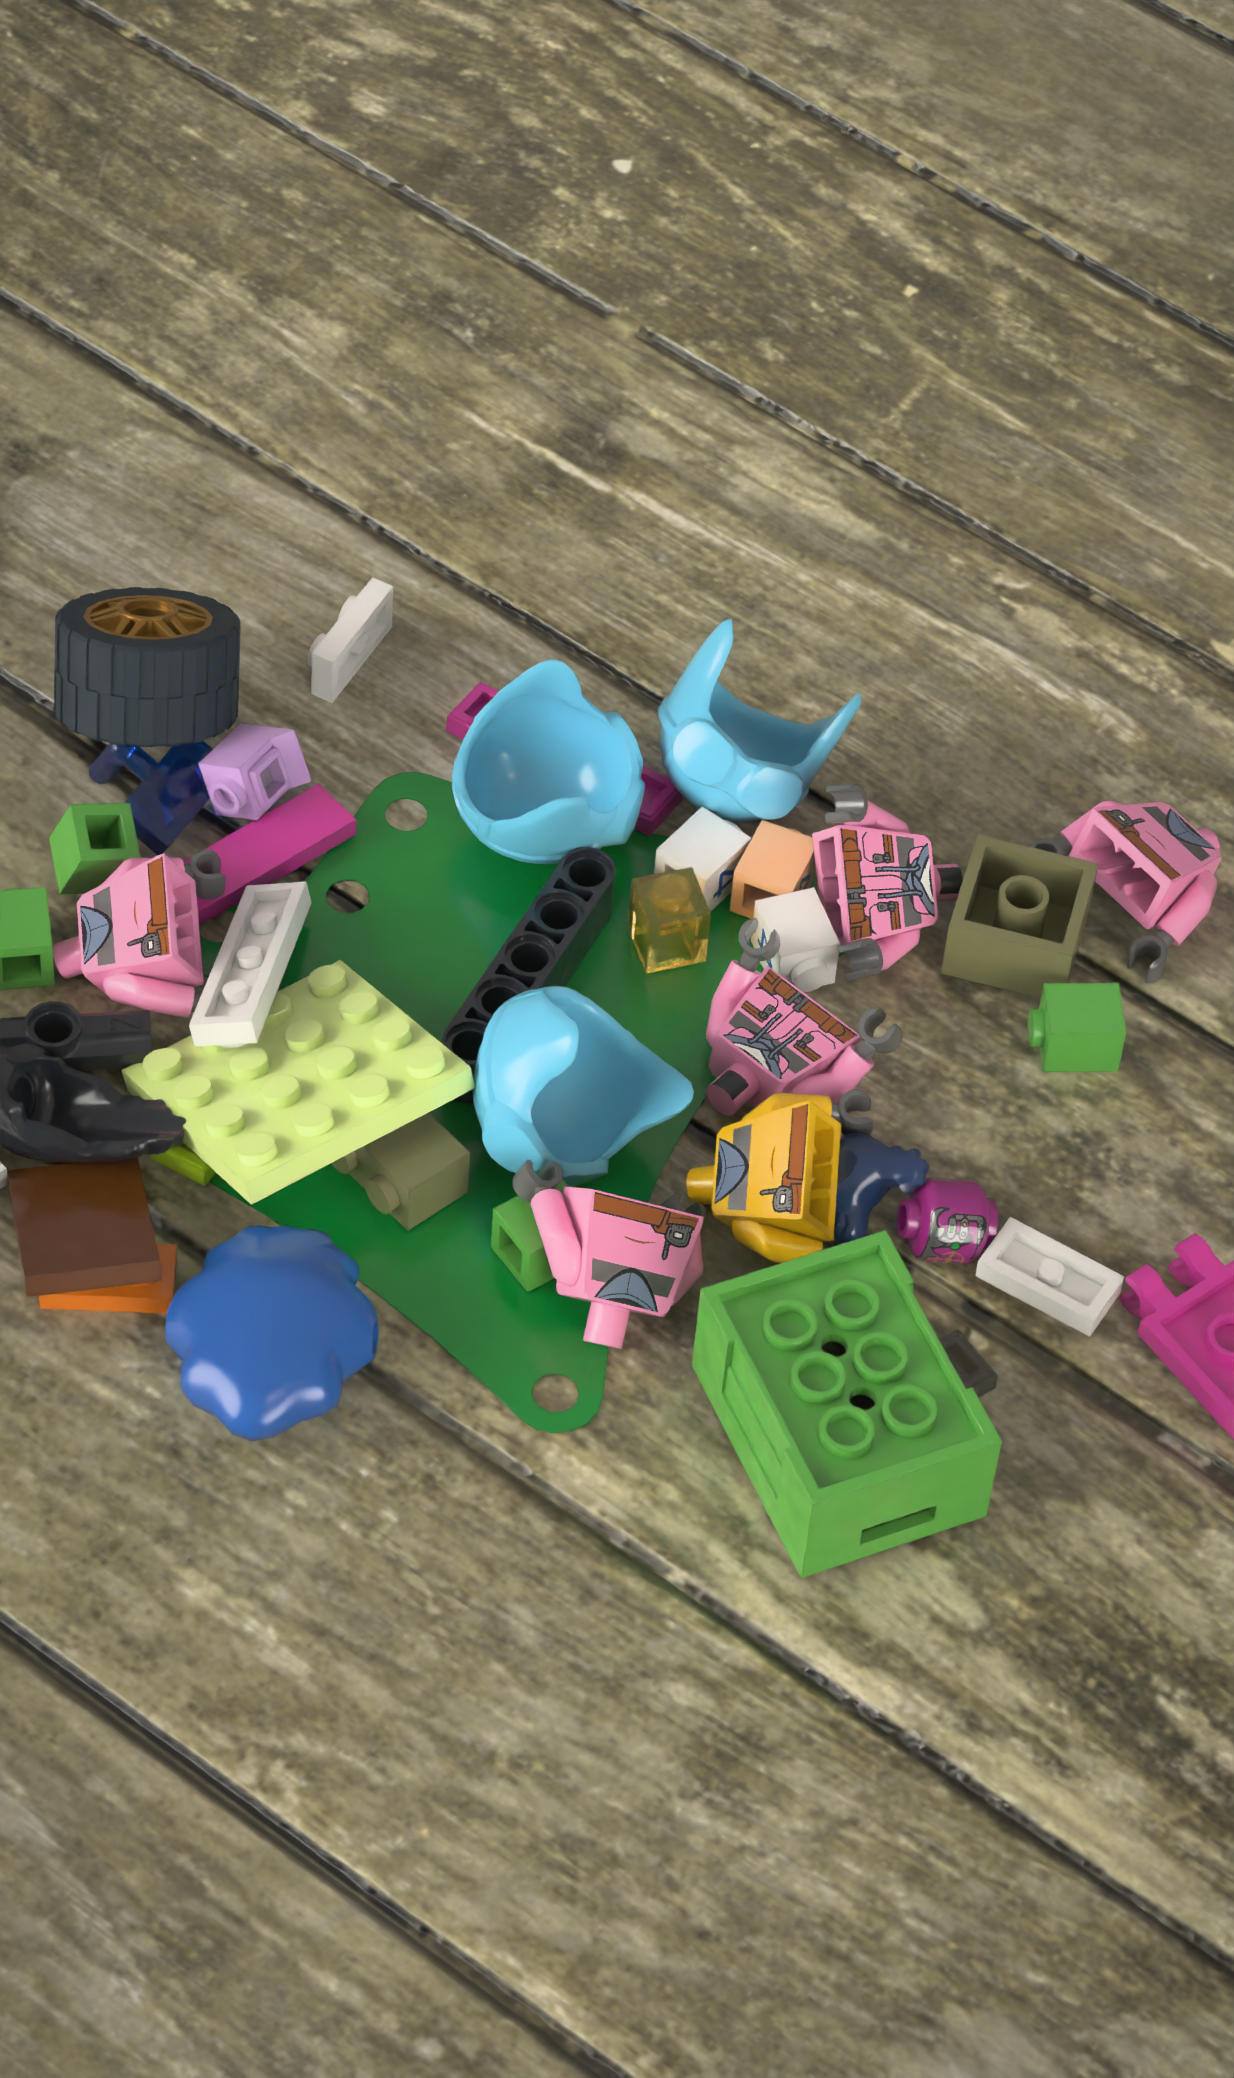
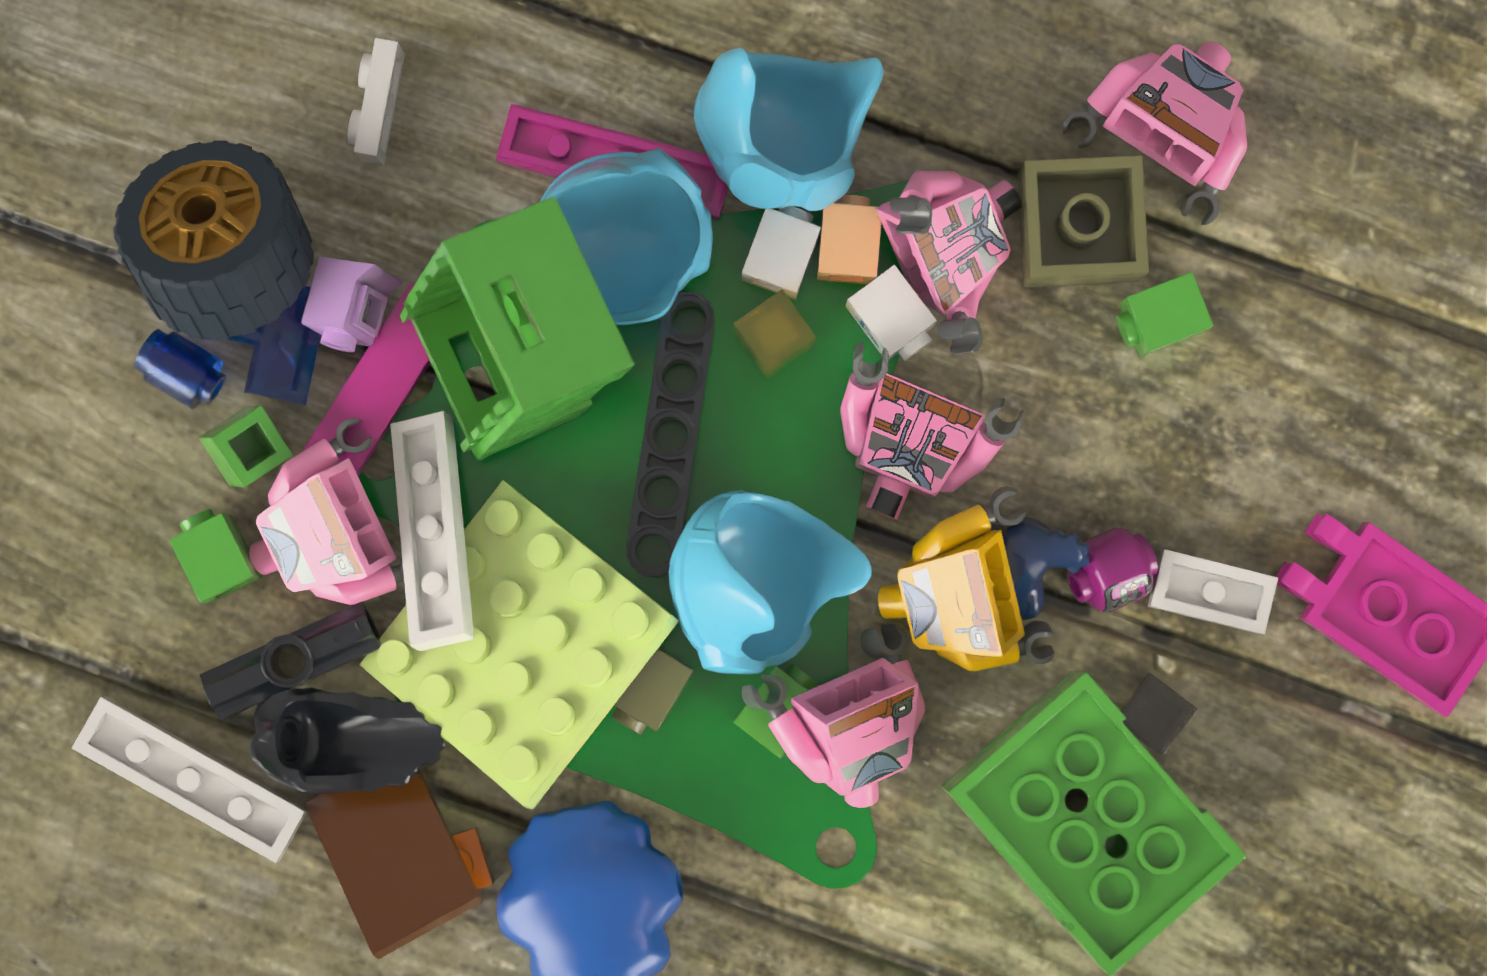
camera: 15 degrees left, 35 degrees up
(55, 777) = (180, 368): none -> clear blue brick
(422, 780) = (531, 320): none -> bright green container

